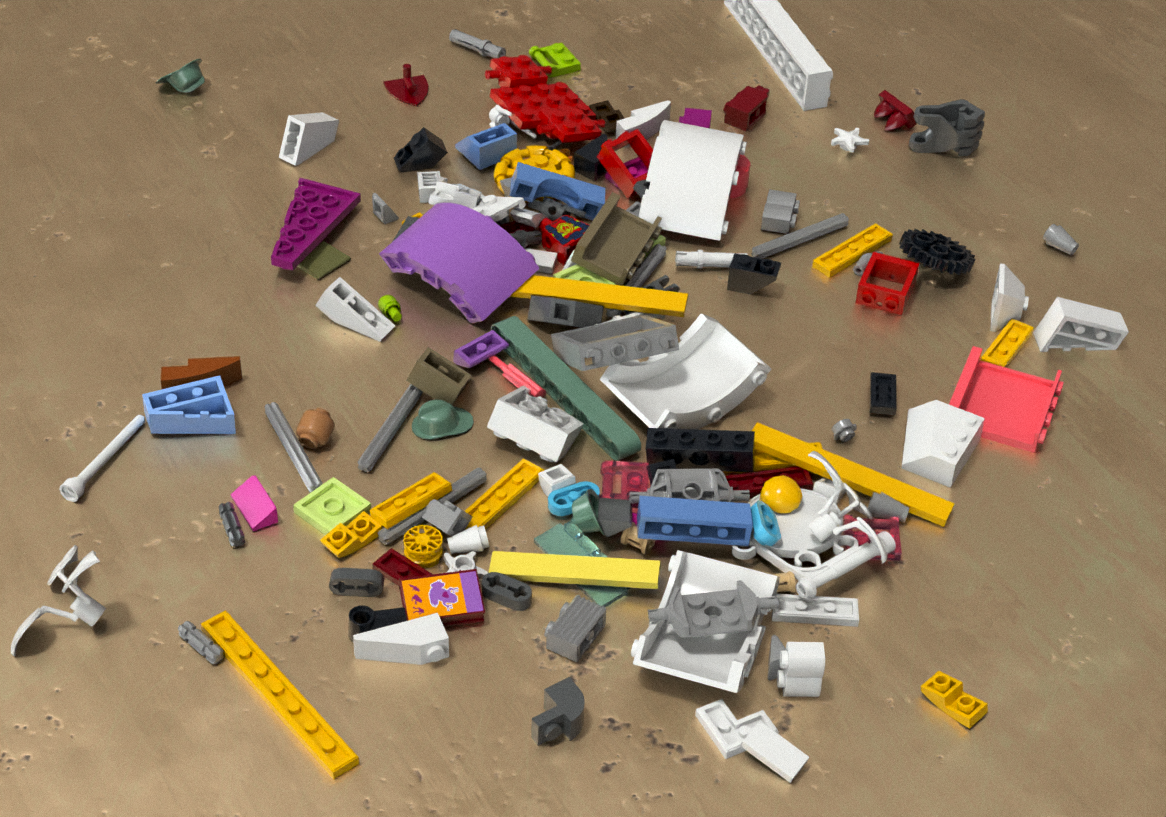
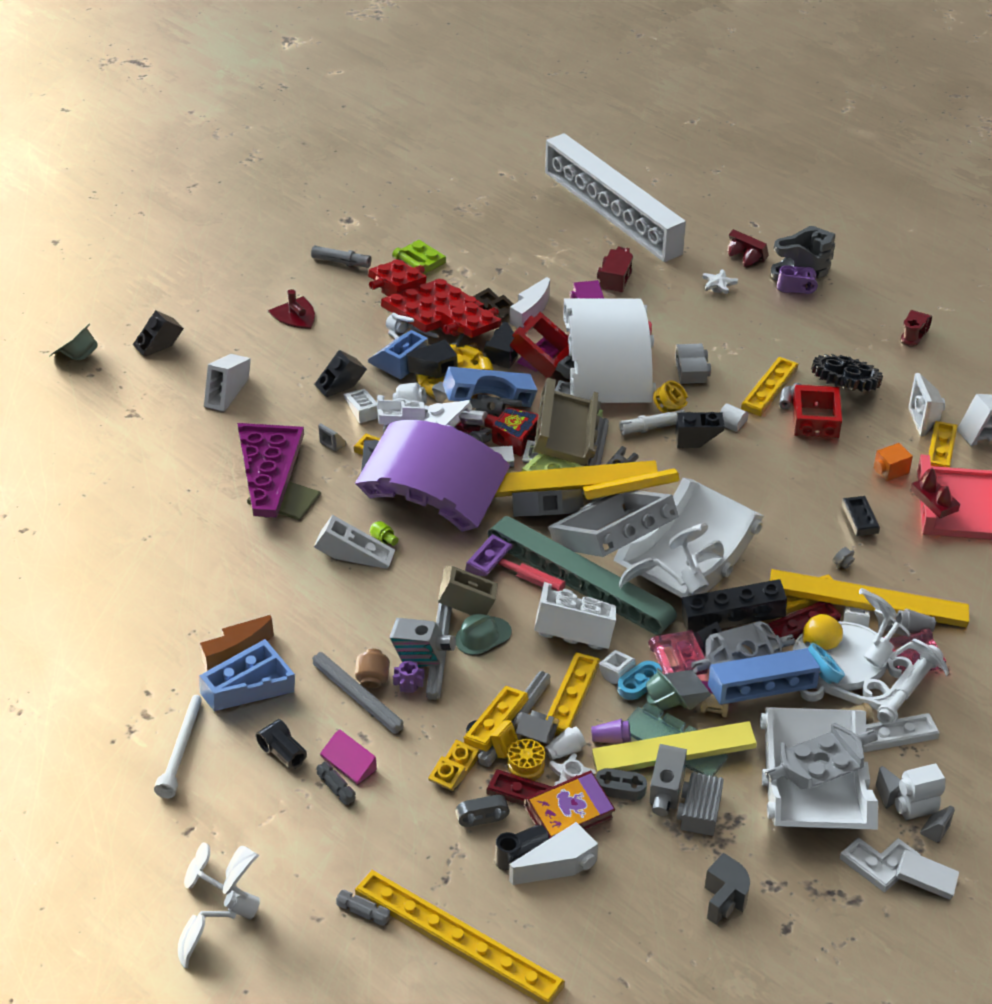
camera: 15 degrees left, 0 degrees up
(195, 473) = (278, 740): none -> black piece
(265, 82) = (158, 334): none -> black slope
(331, 505) = (421, 742): yellowish green tile -> none
(347, 443) = (408, 676): none -> medium lavender gear
(366, 412) = (420, 641): none -> light grey torso
(408, 518) = (503, 738): none -> yellow tile
(480, 182) = (411, 392): none -> white head
(509, 152) = (432, 359): none -> black slope
(521, 540) = (612, 732): none -> medium lavender cone
(549, 593) = (667, 779): none -> light grey torso
(650, 310) = (631, 484): none -> yellow tile
(663, 408) = (692, 574): none -> white plant
(739, 237) = (671, 396): none -> yellow wheel
(796, 271) = (733, 417): none -> white brick
(800, 236) = (719, 383): light grey axle -> none
(813, 708) = (938, 824): none -> light grey slope
(930, 152) = (795, 279): none -> medium lavender piece
(940, 441) = (928, 548): white wedge -> none
(943, 348) = (892, 462): none -> orange brick
(965, 387) = (935, 496): none -> dark red tile
(1036, 222) = (915, 327): none -> dark red piece
(1058, 238) = (941, 338): light grey cone -> none

